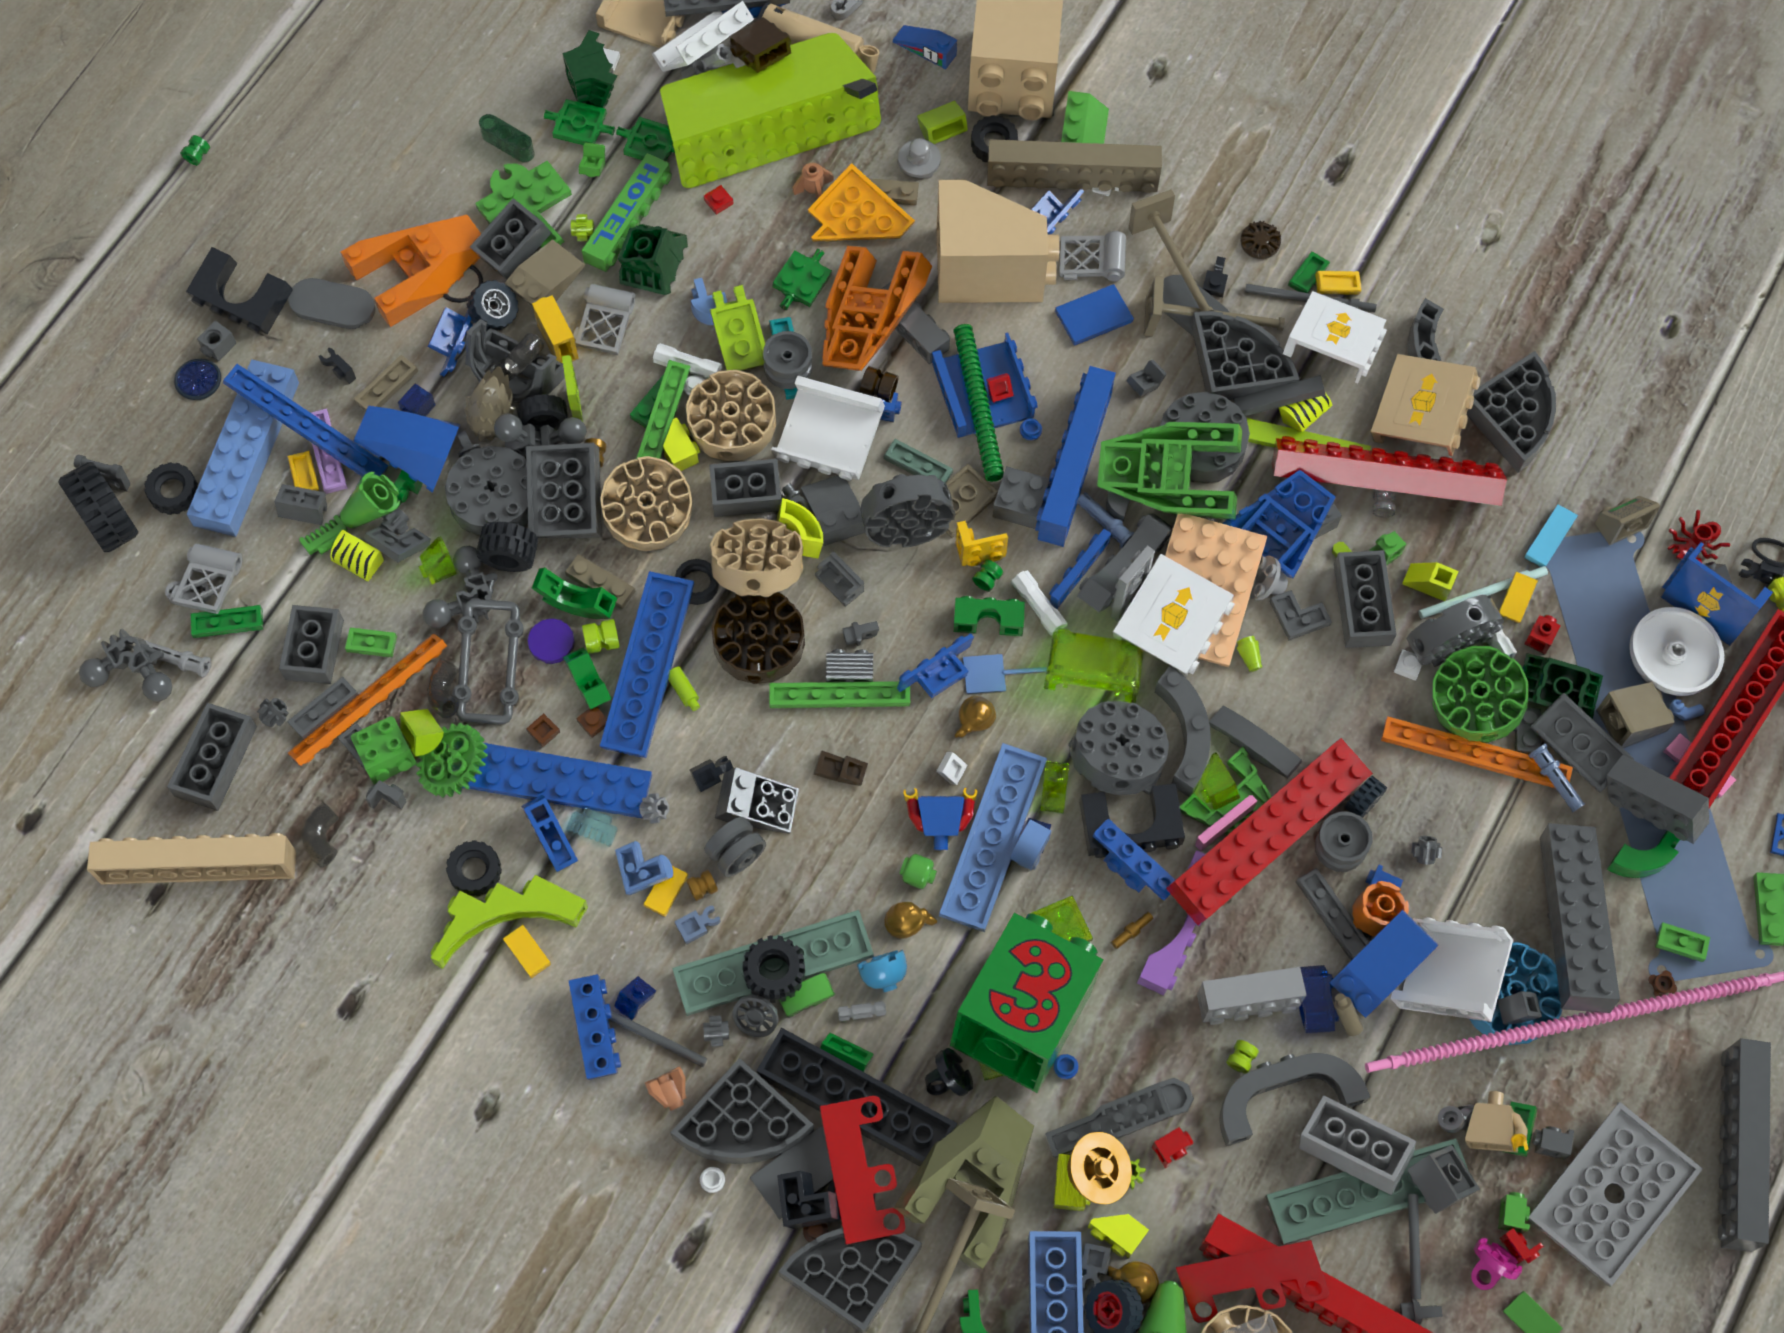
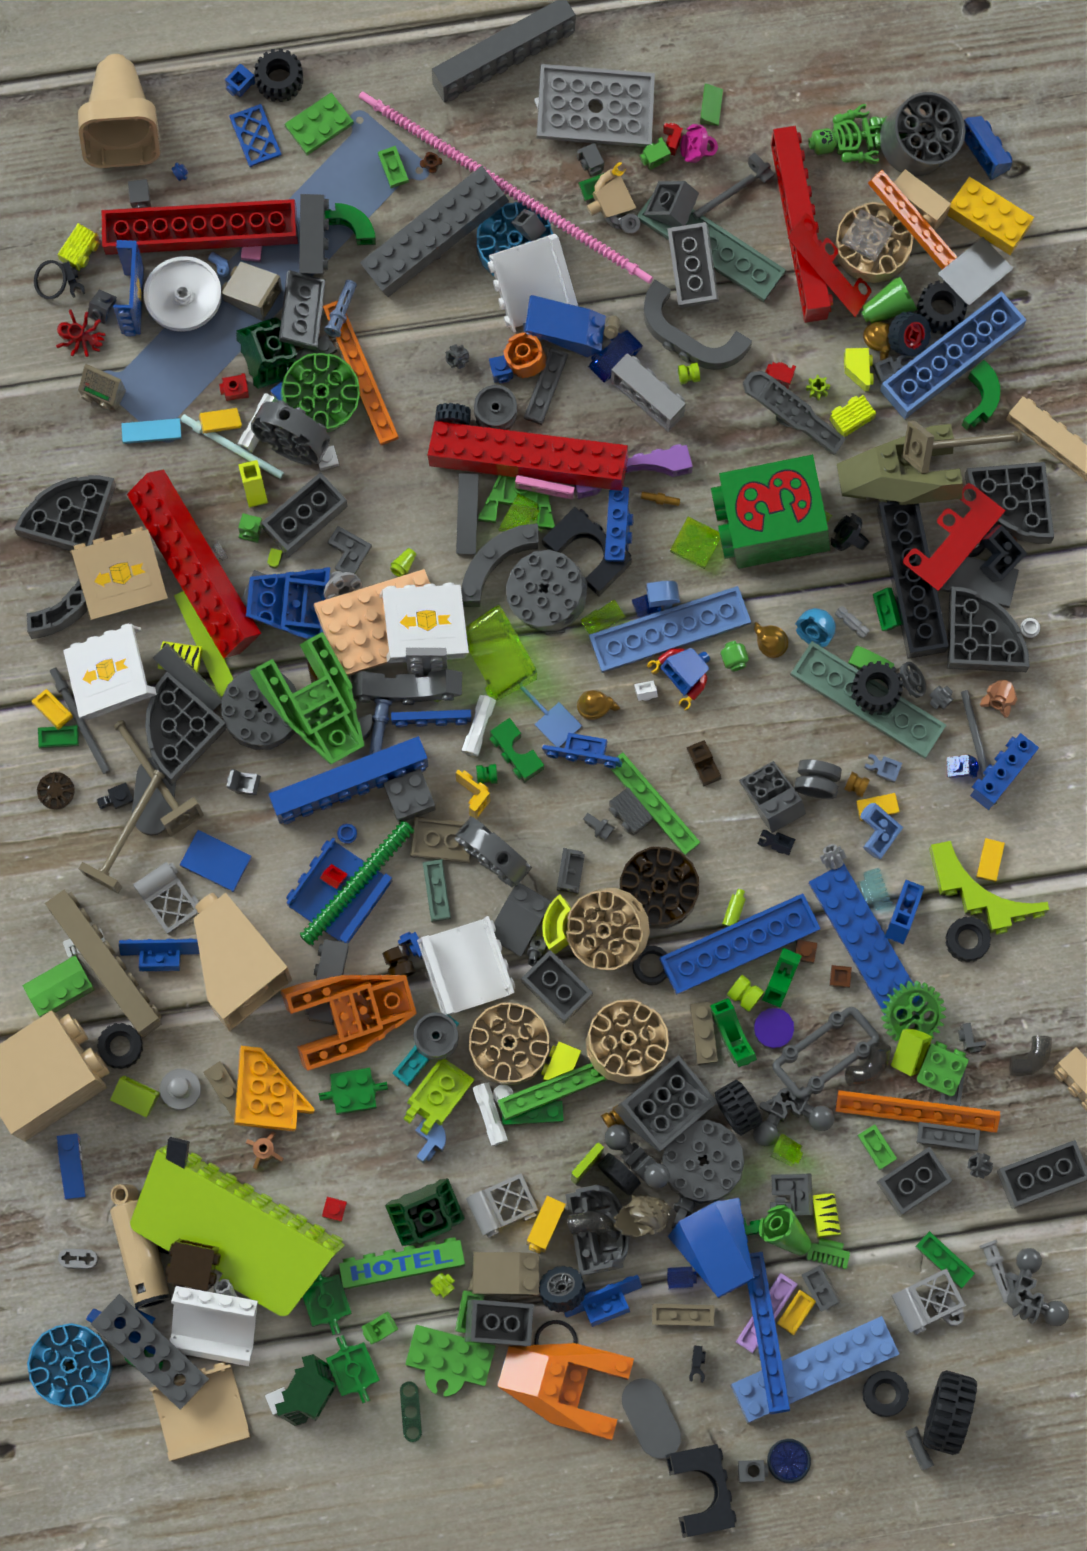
camera: 130 degrees left, 10 degrees up
(1099, 1168) = (836, 399): wheel -> none

